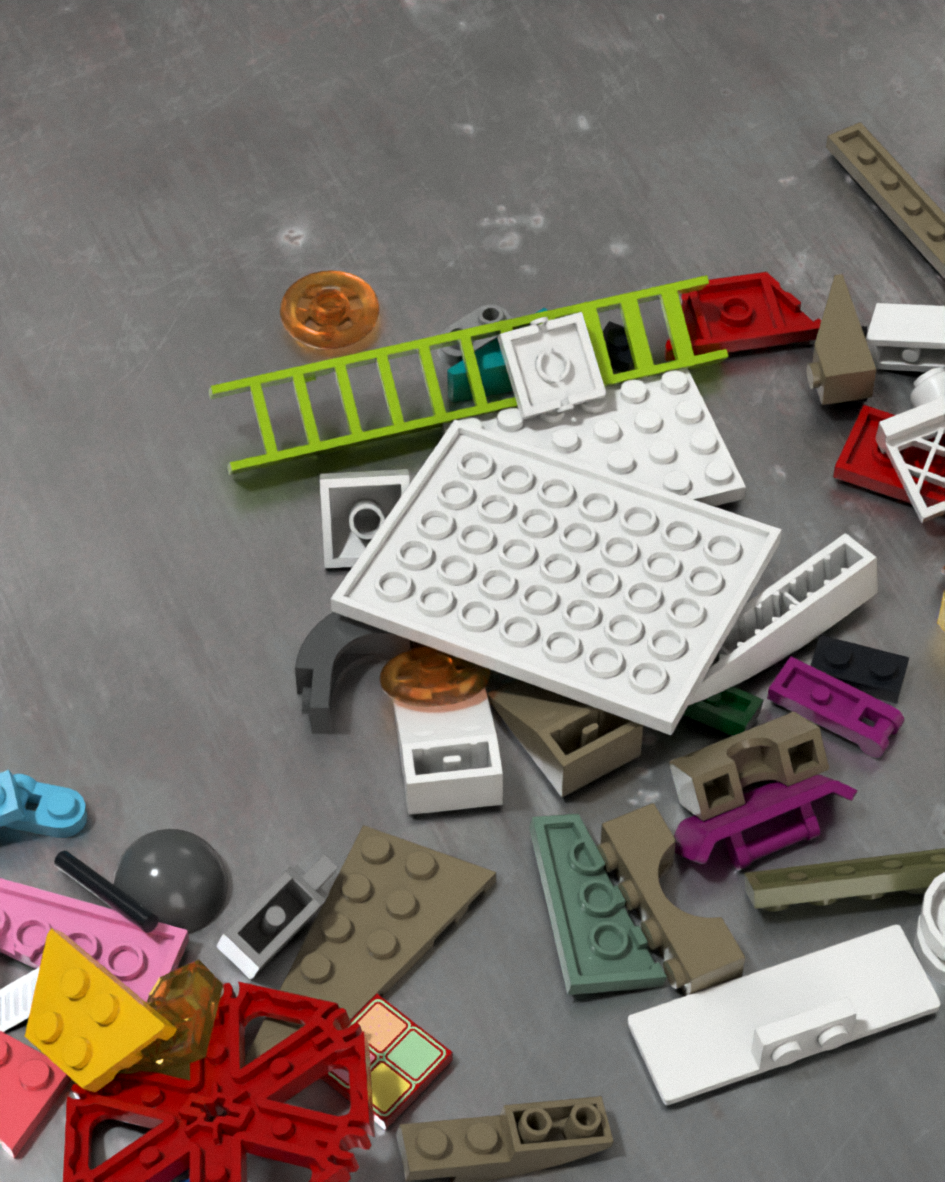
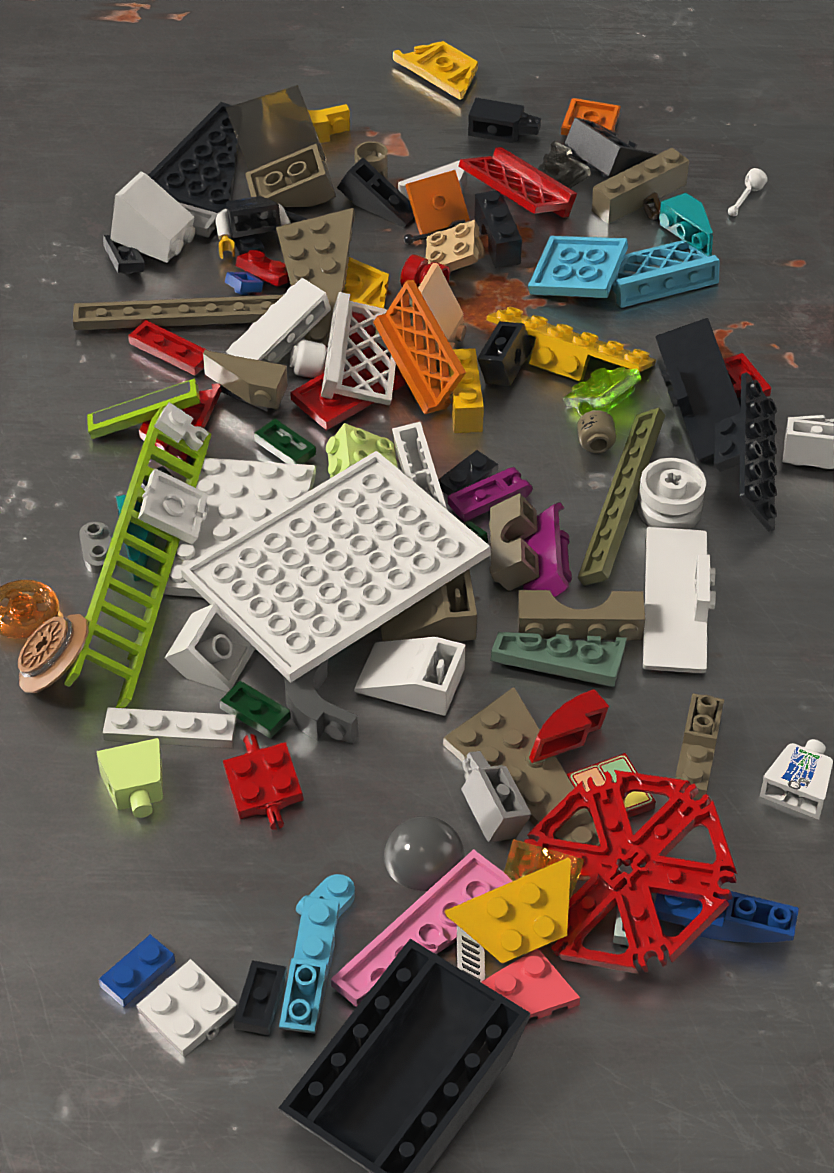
camera: 65 degrees left, 5 degrees down
(106, 891) = (420, 882): black bar -> none
(128, 528) = (133, 775): none -> yellowish green torso
(194, 661) = (263, 781): none -> red plate
(230, 534) = (170, 727): none -> white plate
(256, 356) = (51, 651): none -> medium nougat piece
(298, 602) = (255, 709): none -> dark green plate
(432, 678) = (359, 660): clear orange plate -> none
(444, 955) = (570, 725): none -> red slope
(691, 305) = (178, 426): none -> white plate
(724, 270) = (141, 408): none -> tile
(771, 441) = (285, 443): none -> dark green plate
(808, 523) = (353, 445): none -> yellowish green bracket
(861, 248) = (168, 347): none -> red plate

